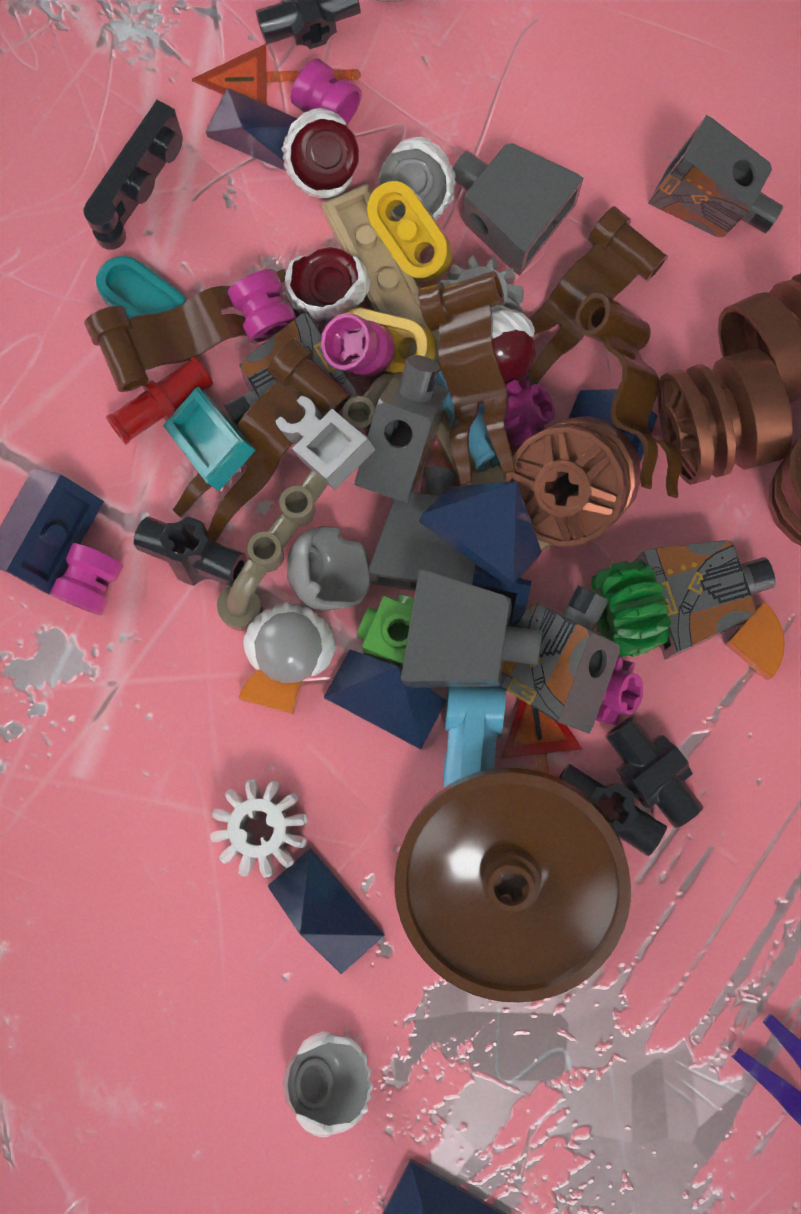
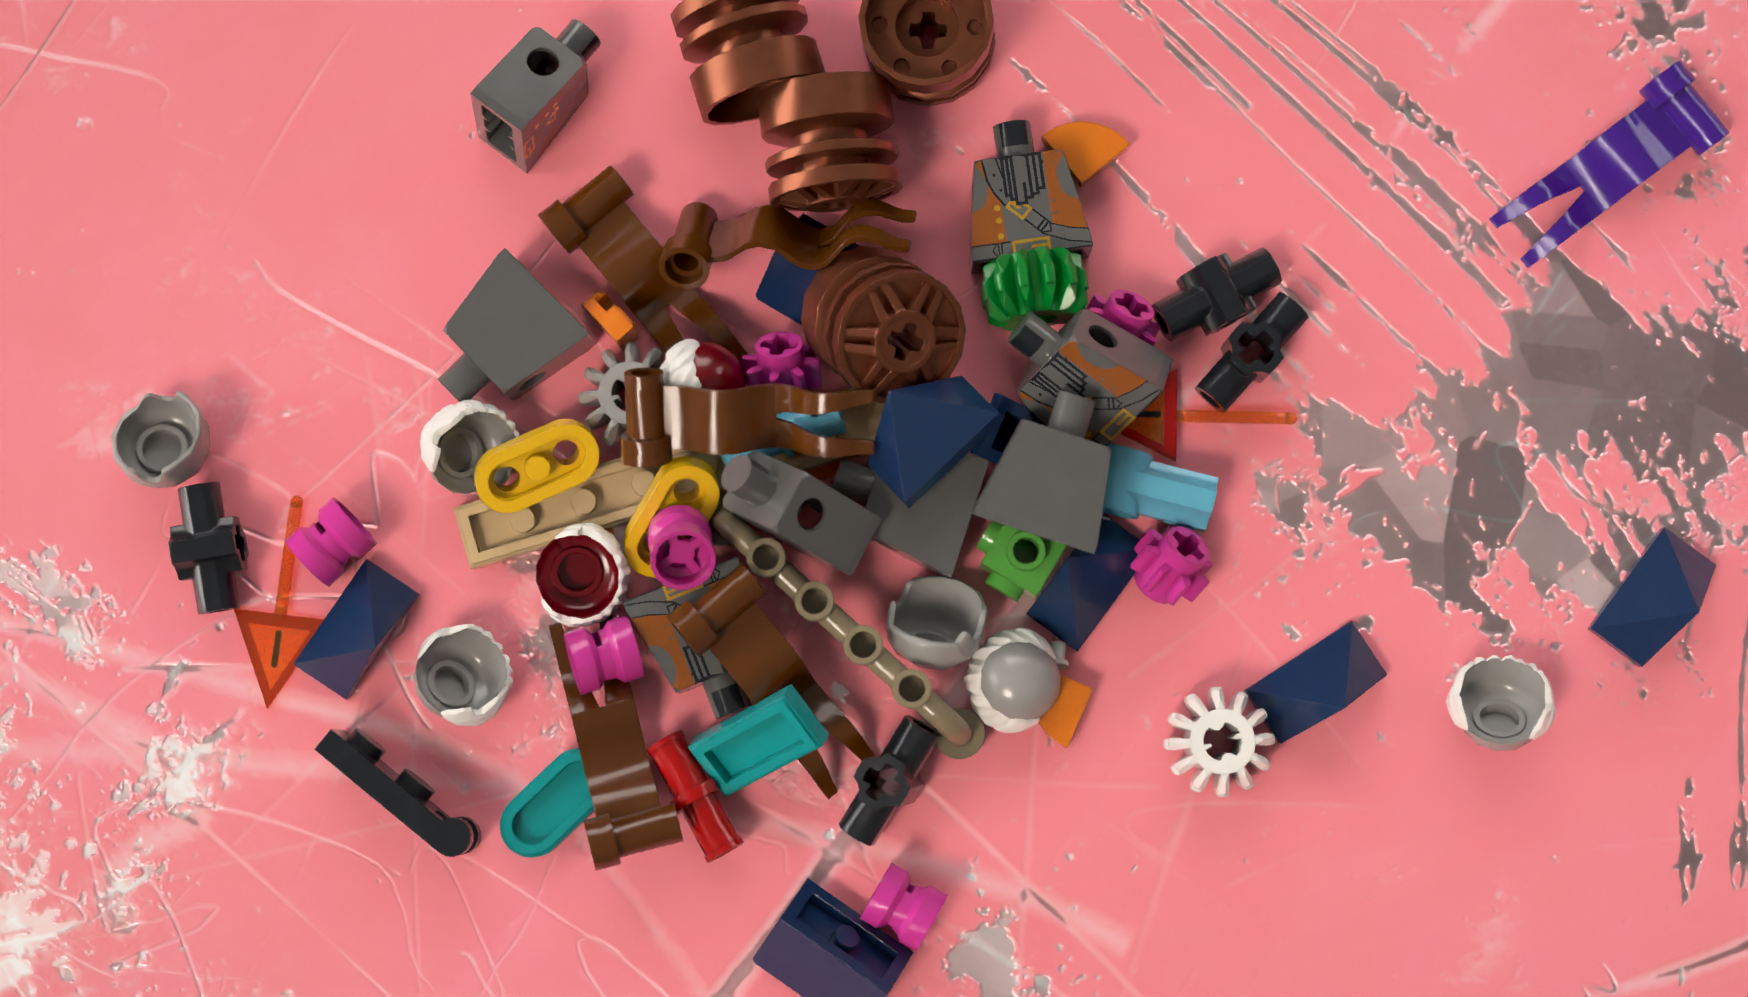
camera: 75 degrees left, 5 degrees up
(233, 206) = (462, 675): none -> light grey hair
(319, 680) = (1059, 650): none -> white piece
(320, 153) = (412, 559): dark red hair -> none
(326, 443) = (807, 596): light grey plate -> none
(408, 764) = (1171, 565): none -> dark pink gear
(513, 885) = (1320, 471): reddish brown dish -> none
(540, 278) = (611, 319): none -> orange tile

